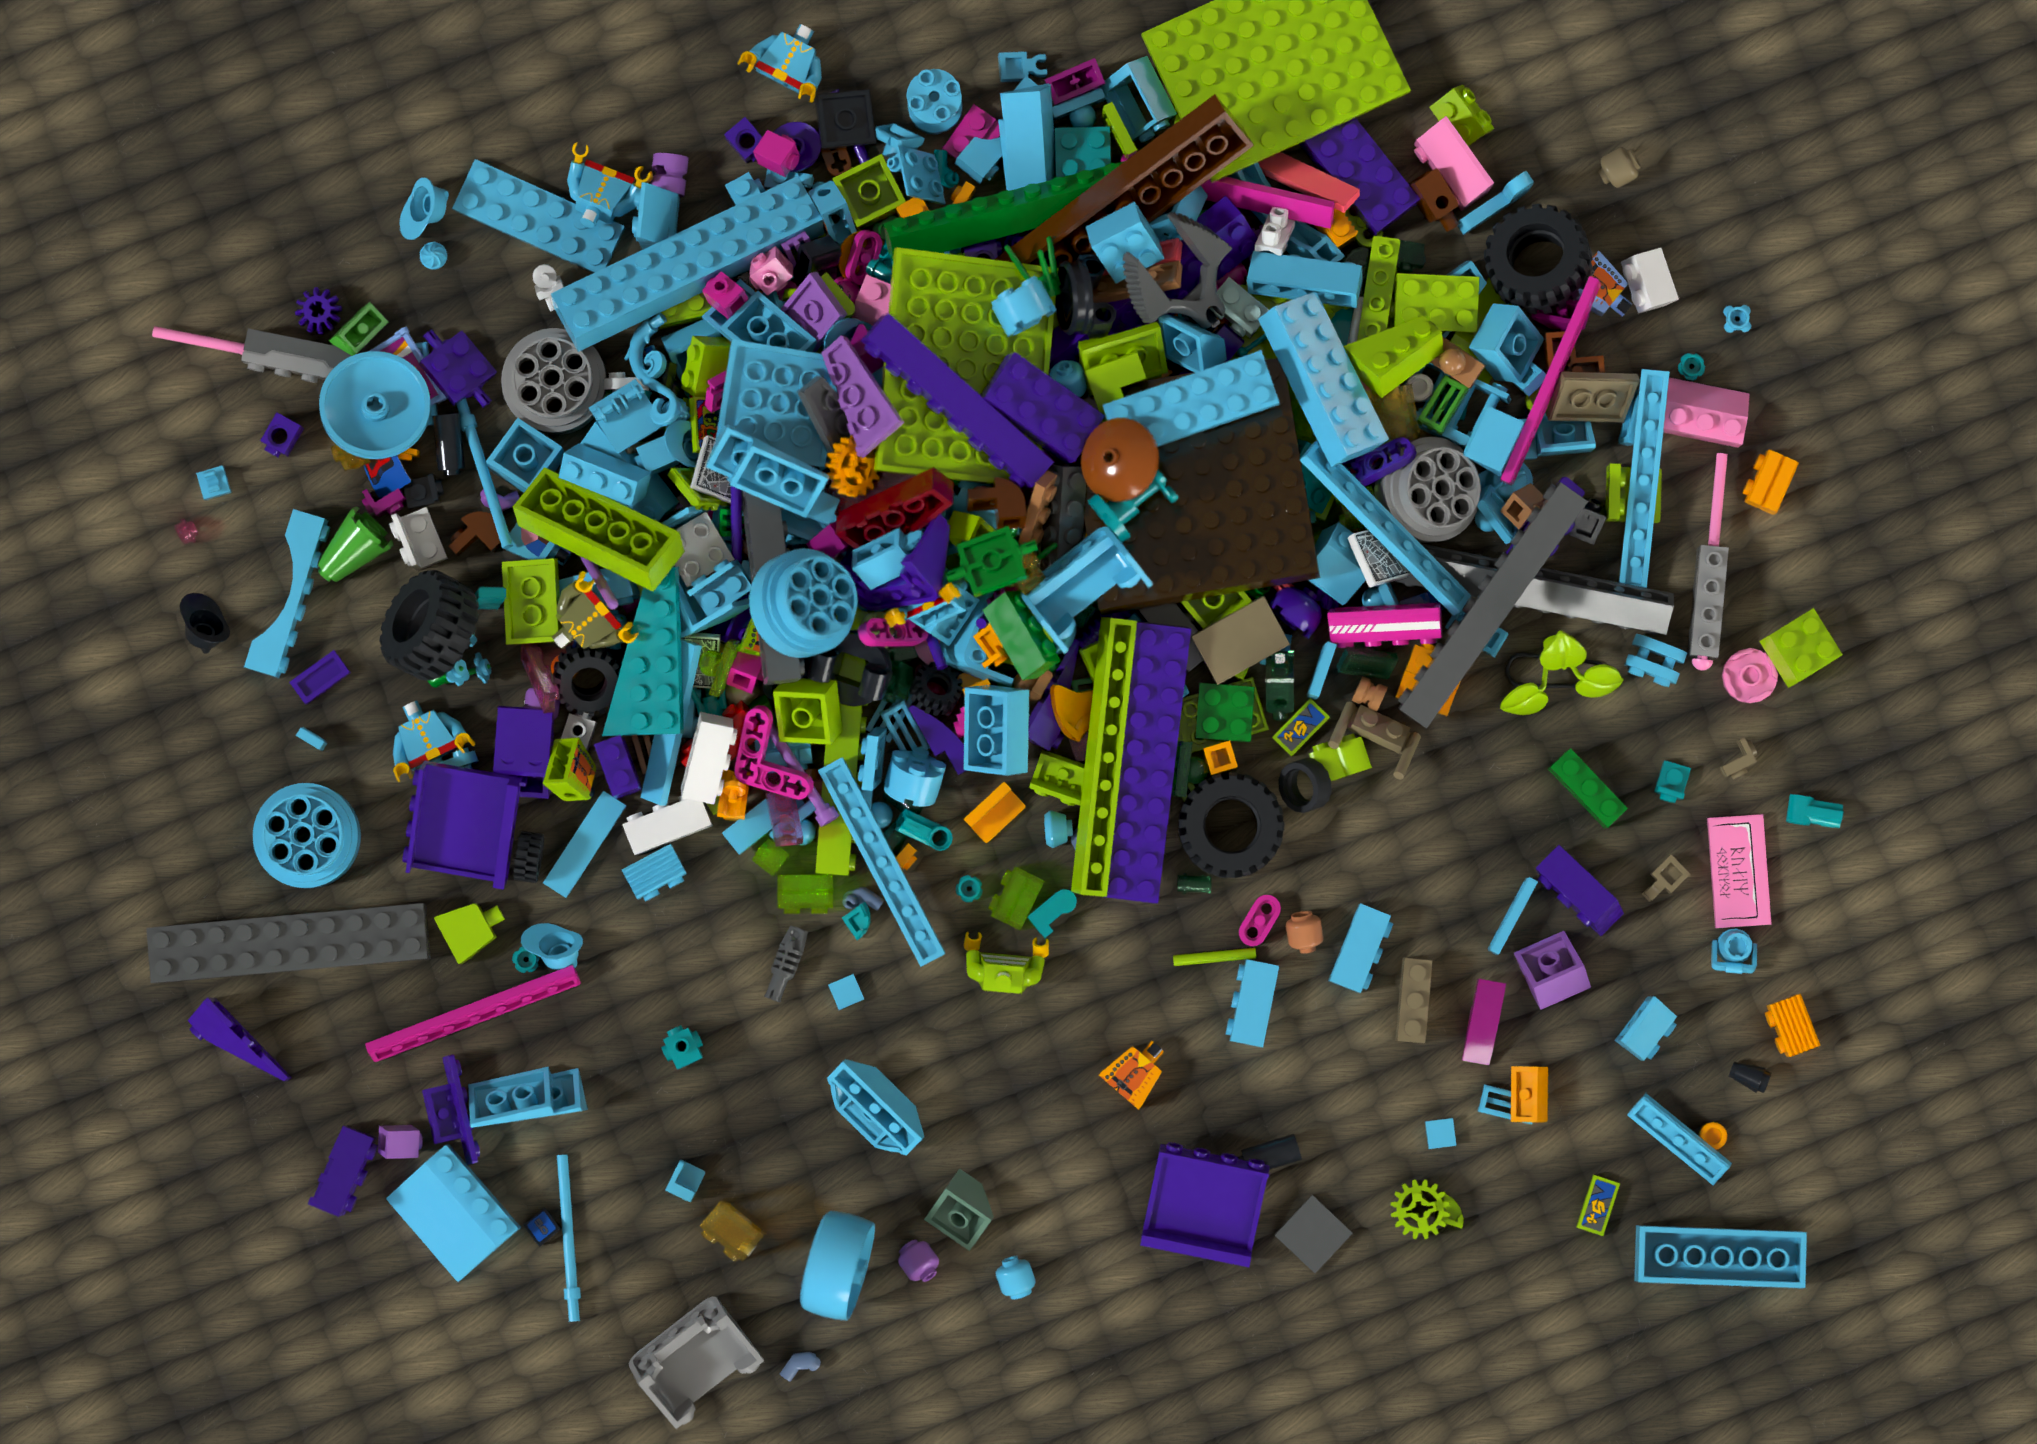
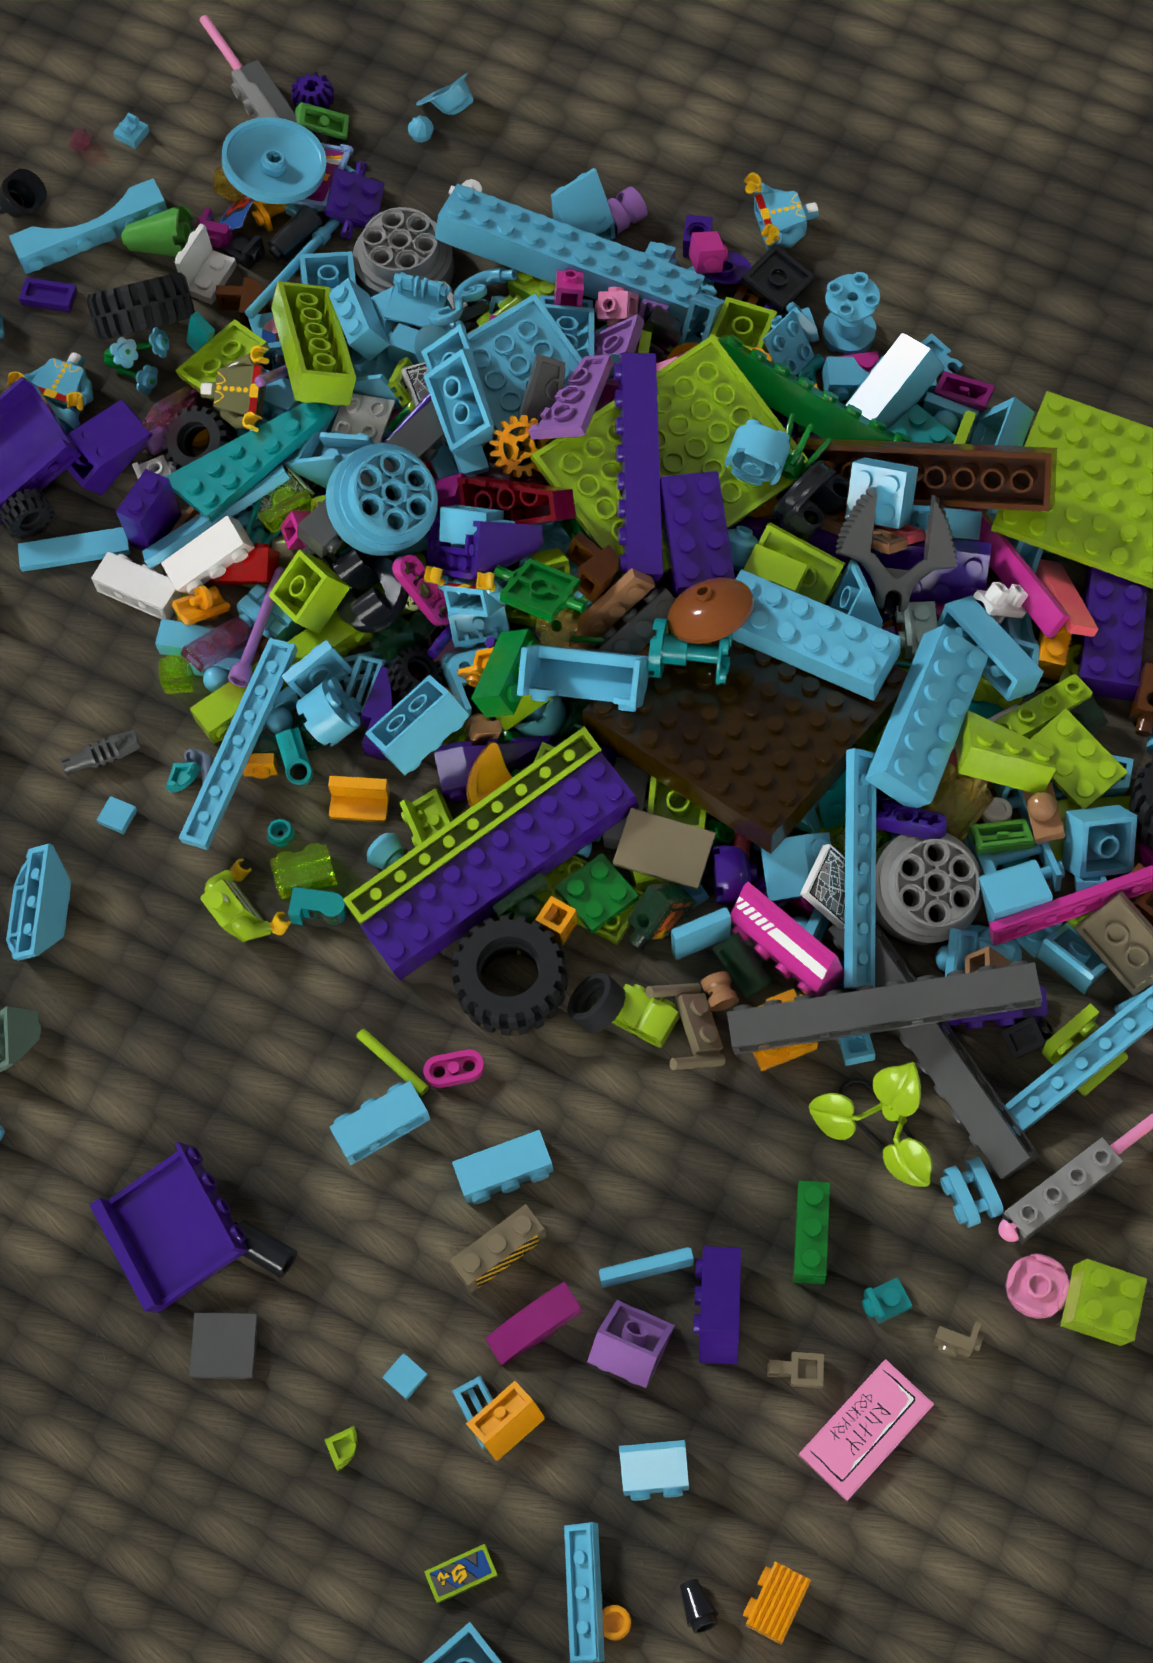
camera: 55 degrees right, 20 degrees down
(279, 423) = (202, 139): dark purple brick -> none
(536, 217) = (509, 157): medium azure plate -> none
(570, 770) = (112, 481): lime torso -> none
(600, 190) = (566, 167): medium azure torso -> none
(655, 872) = (92, 607): medium azure brick -> none
(761, 768) = (236, 596): dark pink beam -> none
(805, 892) = (170, 719): clear neon green brick -> none
(1134, 1073) = (236, 1080): torso -> none
(1193, 884) = (437, 993): clear green pin -> none
(1300, 727) = (642, 965): tile -> none
(1304, 931) = (476, 1110): nougat head -> none
(1423, 1222) = (314, 1426): lime gear -> none
(1734, 948) = (795, 1488): medium azure piece -> none
(1807, 811) = (974, 1439): teal piece -> none

